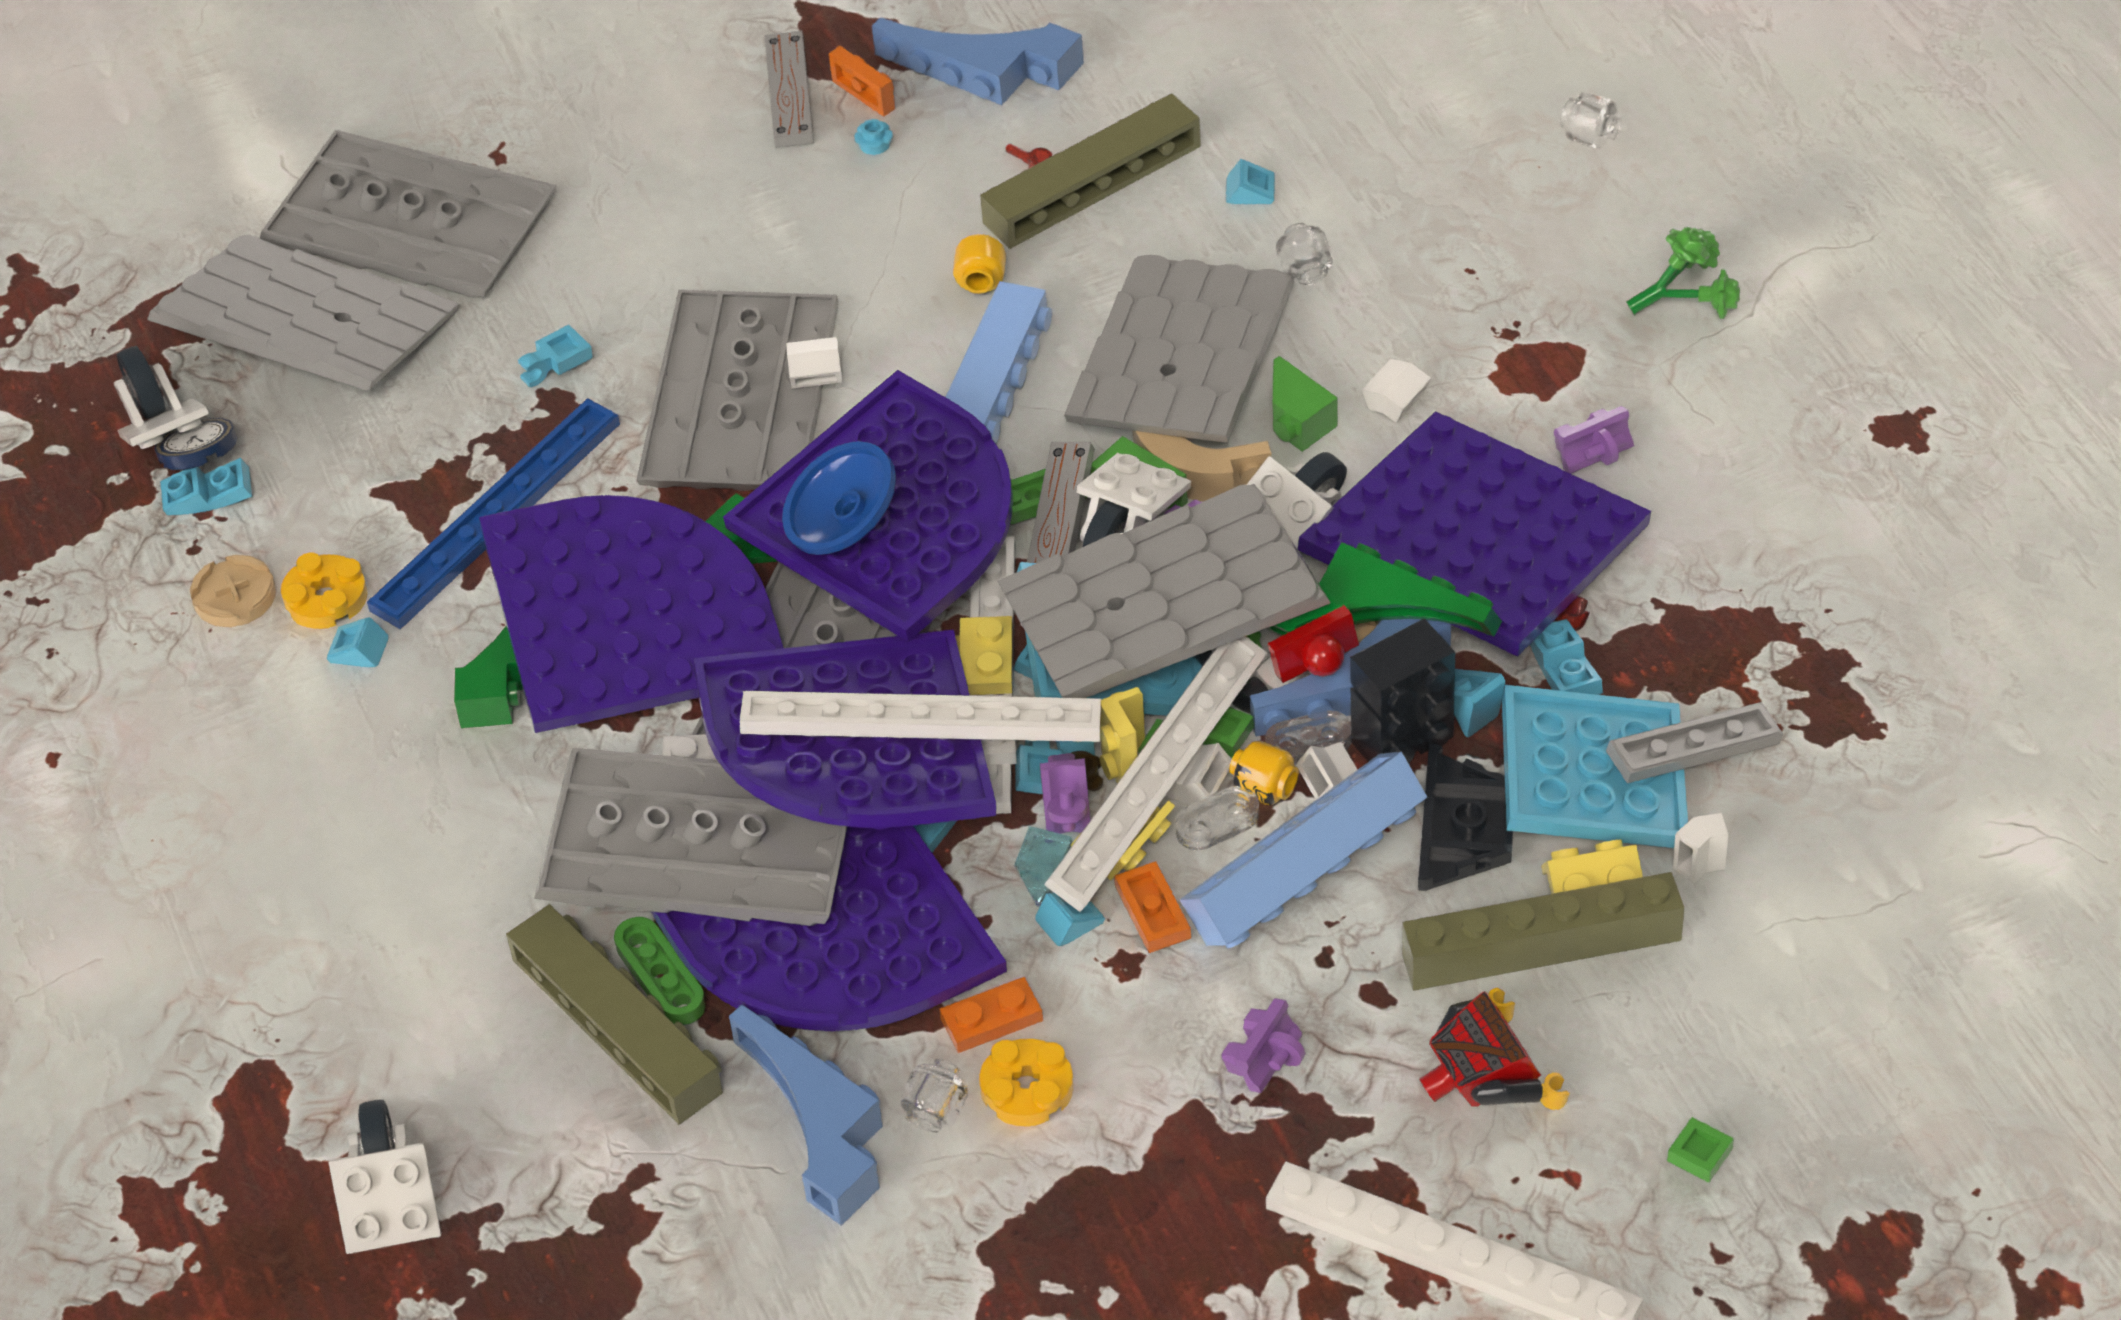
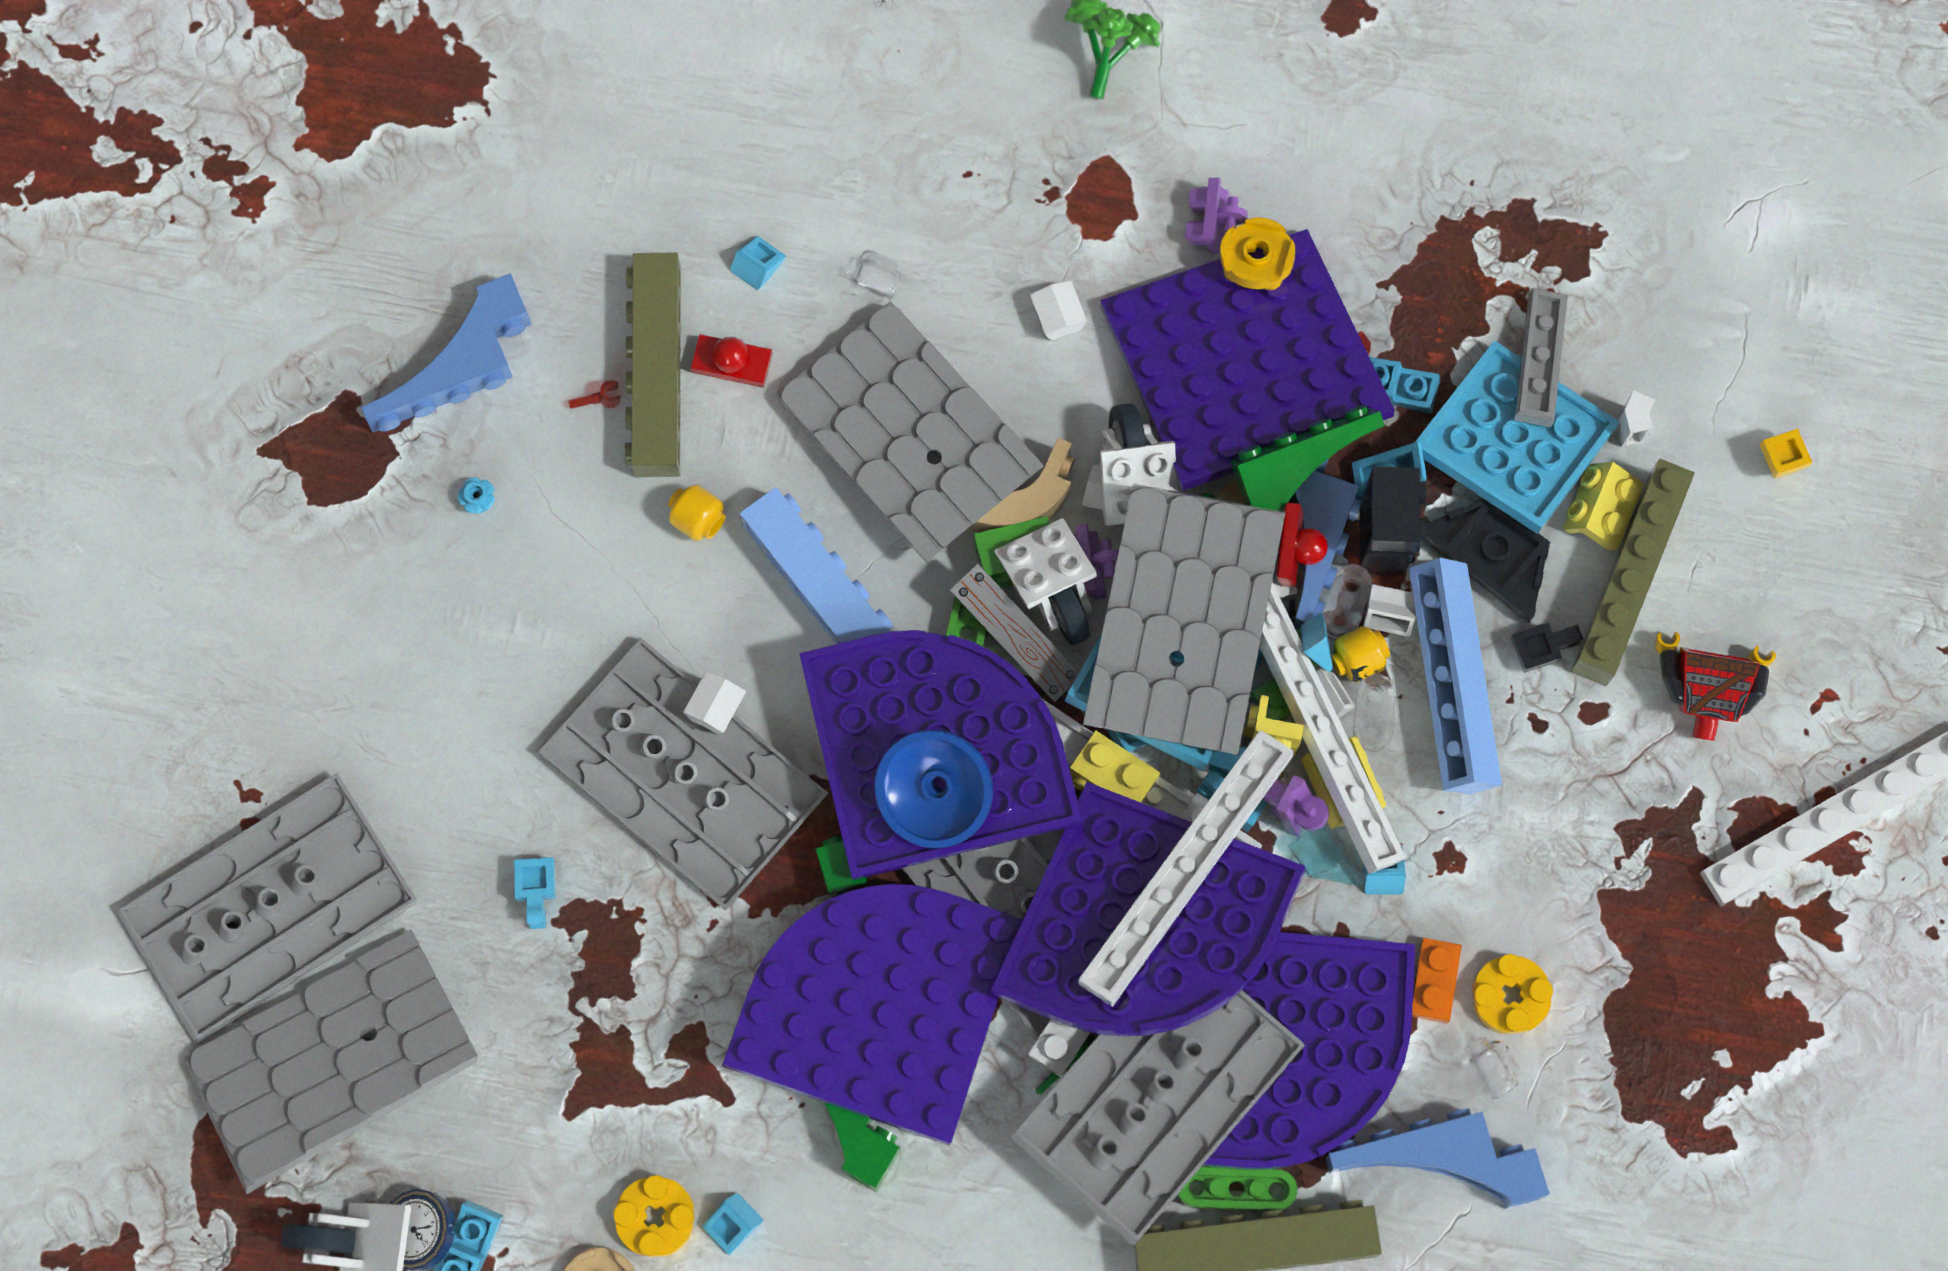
camera: 60 degrees left, 25 degrees up
(519, 488) = (669, 1037): blue tile -> none
(788, 89) = (364, 523): light grey tile -> none
(862, 81) = (399, 466): orange plate -> none
(1143, 217) = (731, 360): none -> red tile
(1152, 907) = (1423, 809): orange plate -> none
(1240, 725) = (1316, 642): none -> medium azure slope
(1270, 1045) = (1589, 802): medium lavender hips -> none
(1301, 406) = (1023, 389): bright green slope -> none
(1398, 902) = (1541, 647): none -> black plate
(1599, 479) = (1252, 272): none -> yellow plate
(1700, 1149) = (1872, 602): bright green plate -> none
(1784, 985) = (1786, 453): none -> yellow tile

